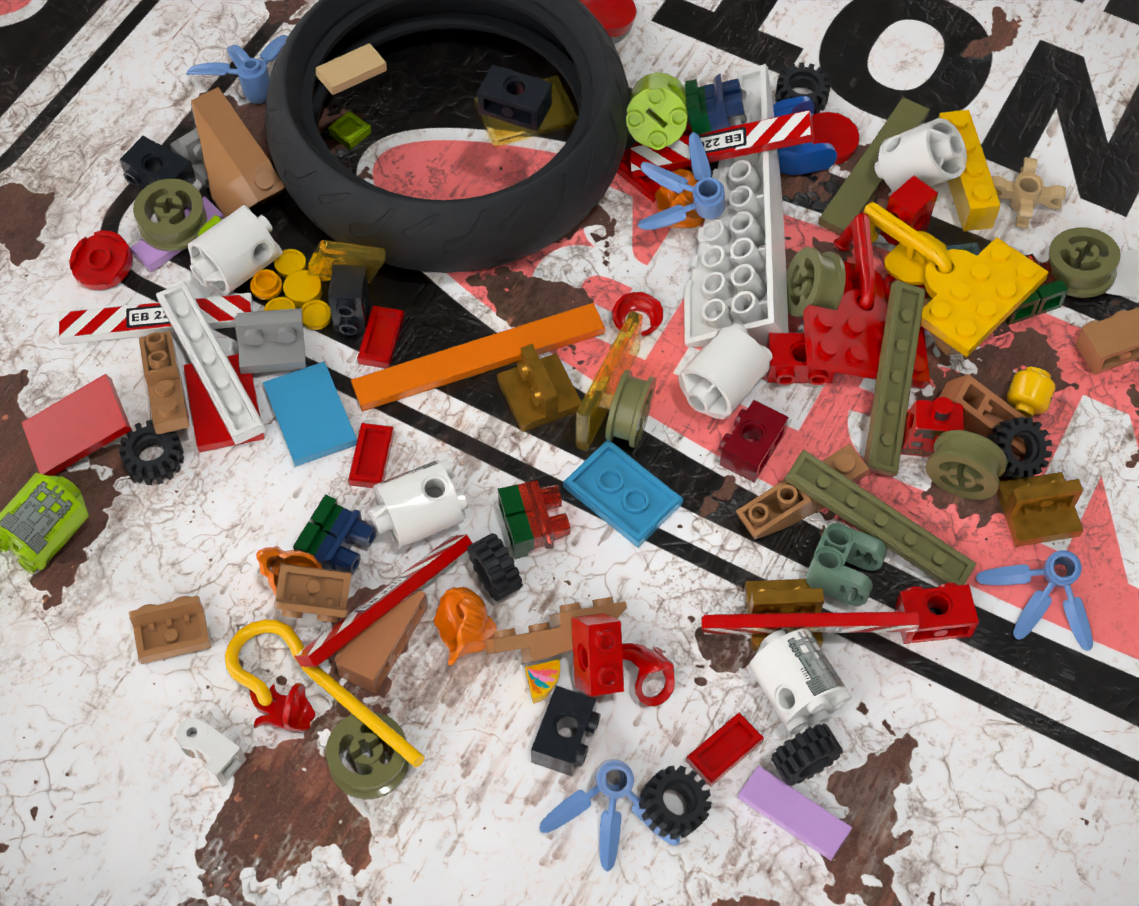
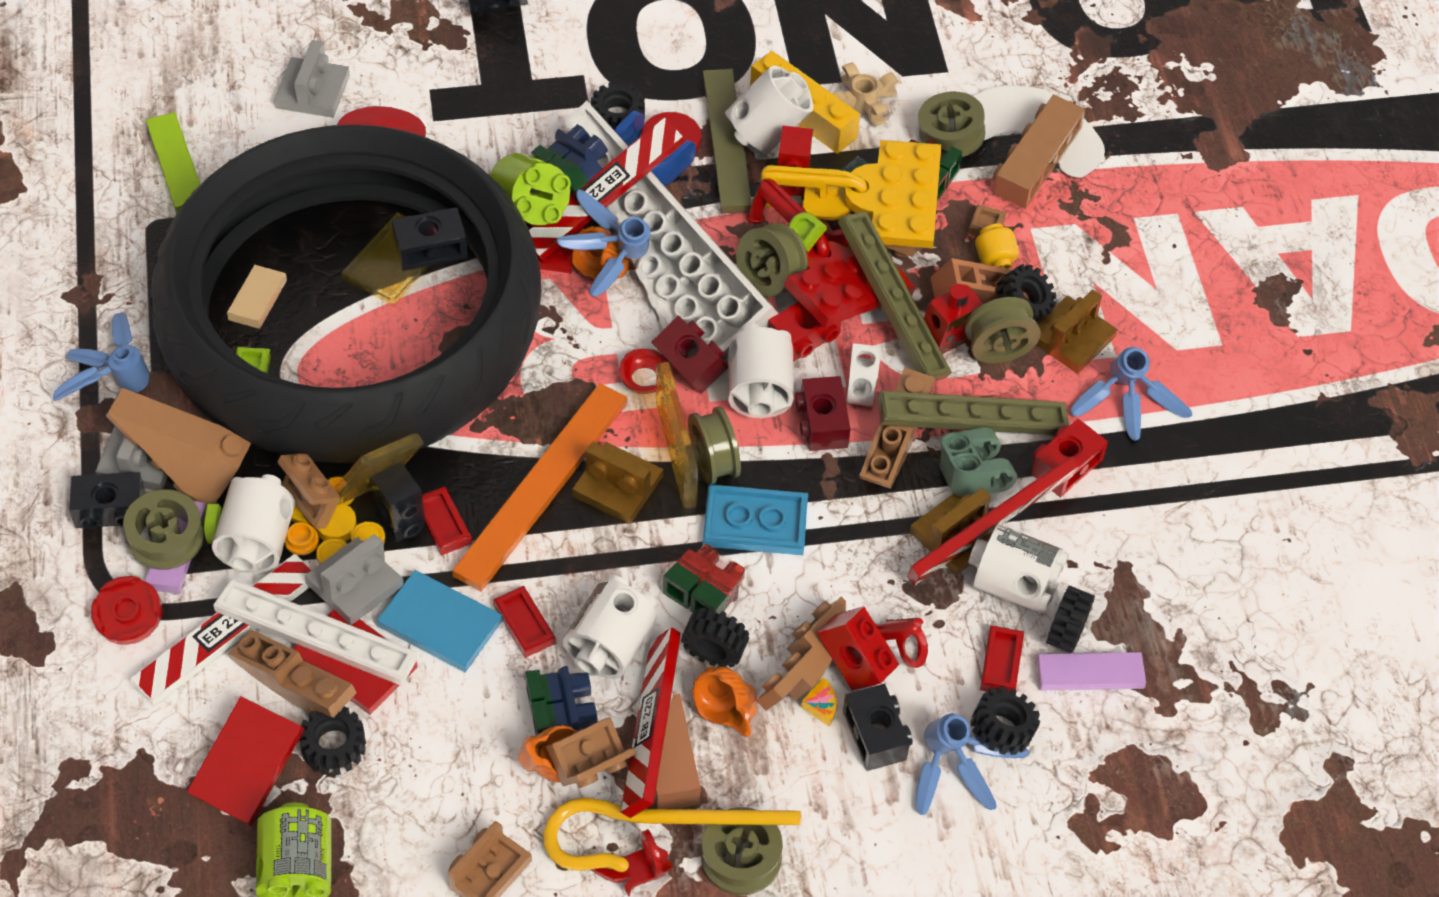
camera: 40 degrees left, 5 degrees down
(293, 246) = (309, 488): none -> medium nougat bracket
(682, 322) = (703, 366): none -> dark red brick
(815, 427) = (863, 374): none -> white leg
(859, 275) = (807, 228): none -> lime tile
(1049, 361) = (984, 217): none -> medium nougat tile

